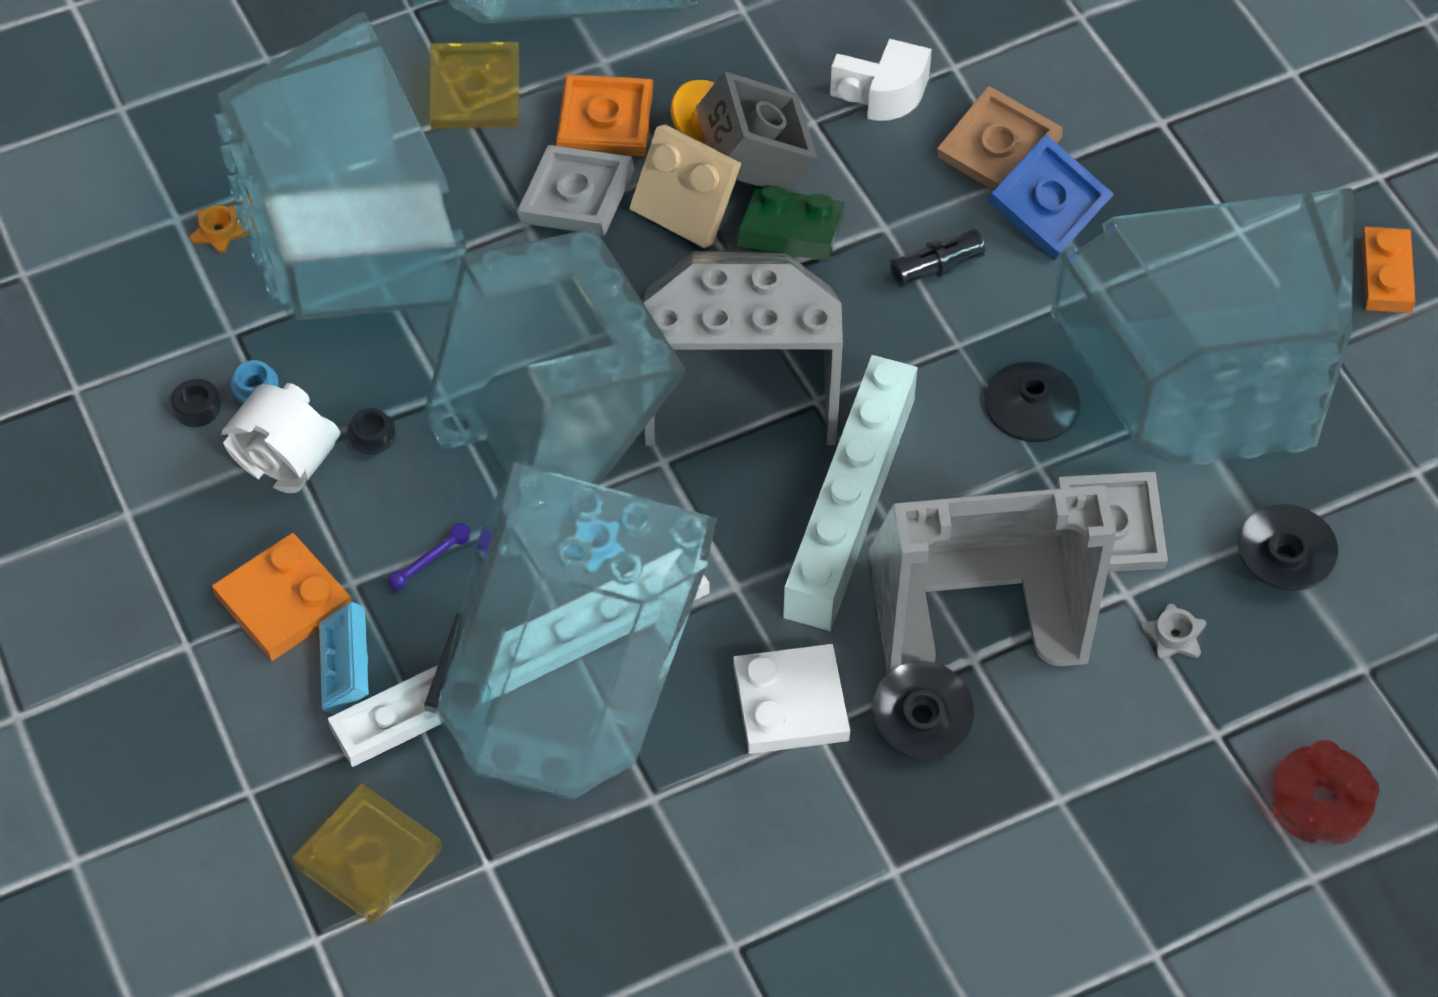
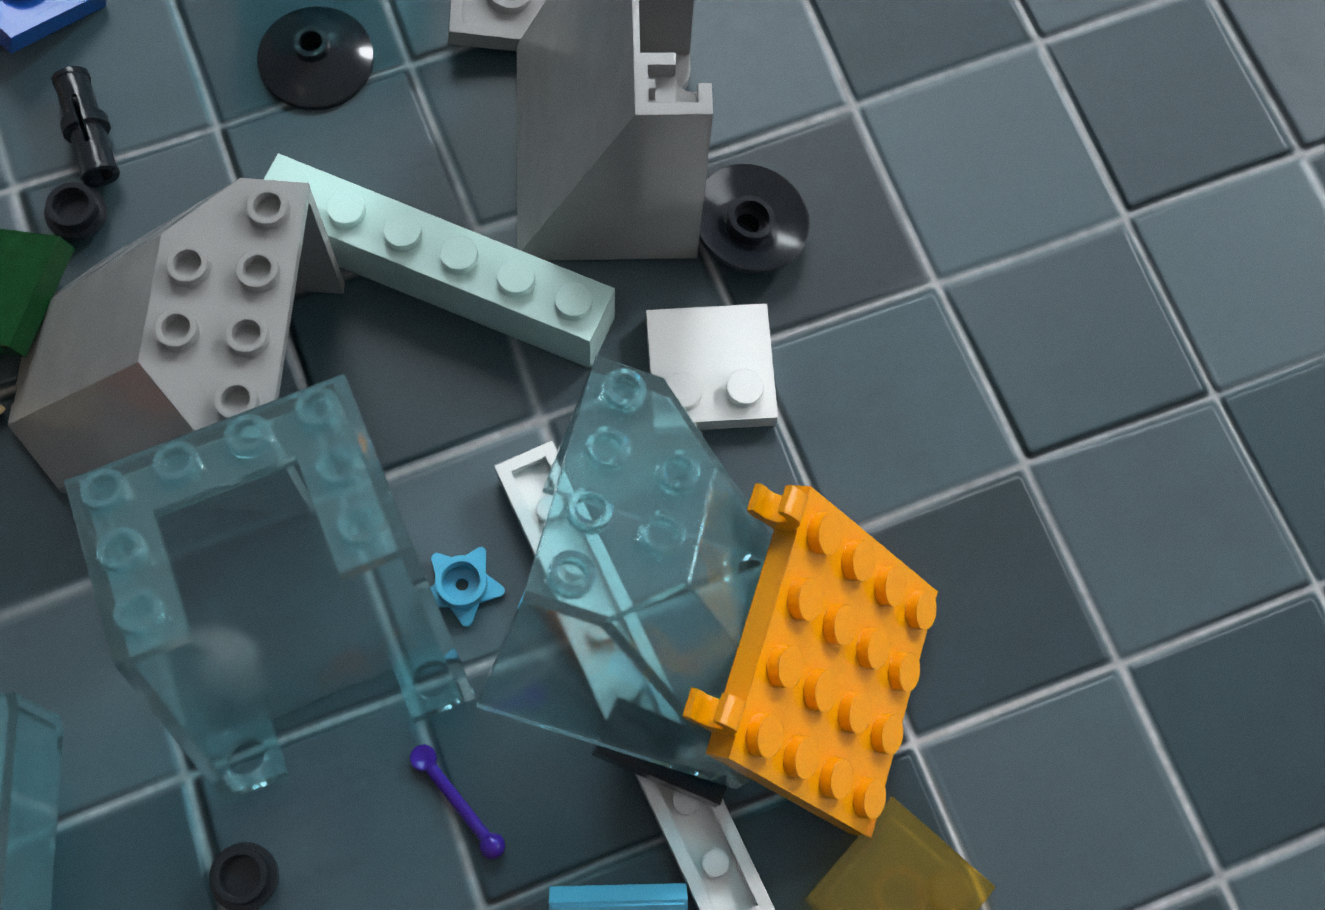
camera: 90 degrees left, 15 degrees up
(526, 746) = (820, 663): none -> light orange plate
(866, 263) = (75, 211): none -> black plate

